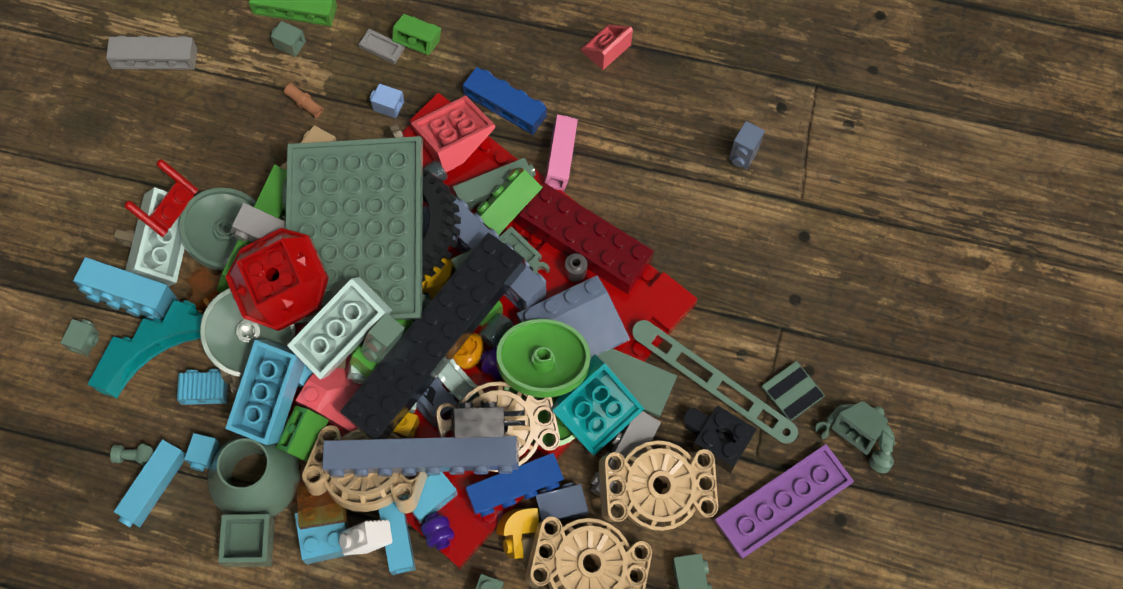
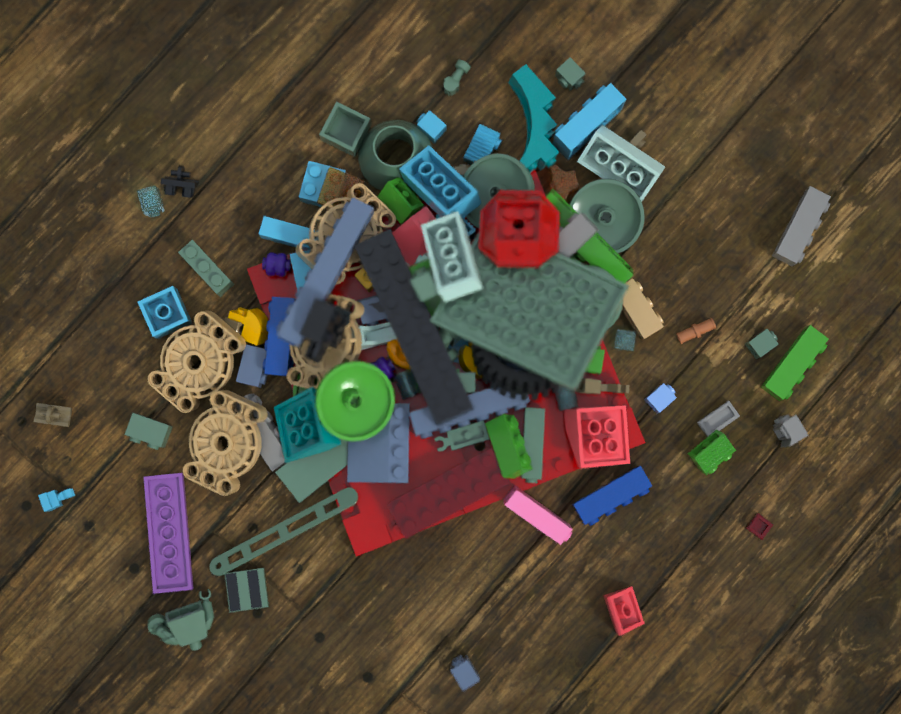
camera: 120 degrees right, 15 degrees up
(150, 484) = (426, 80): medium azure brick -> none
(171, 204) = (641, 182): red plate -> none
(365, 537) = (296, 210): white brick -> none
(576, 267) = (432, 471): flat silver brick -> none
(719, 433) = (240, 511): black brick -> none

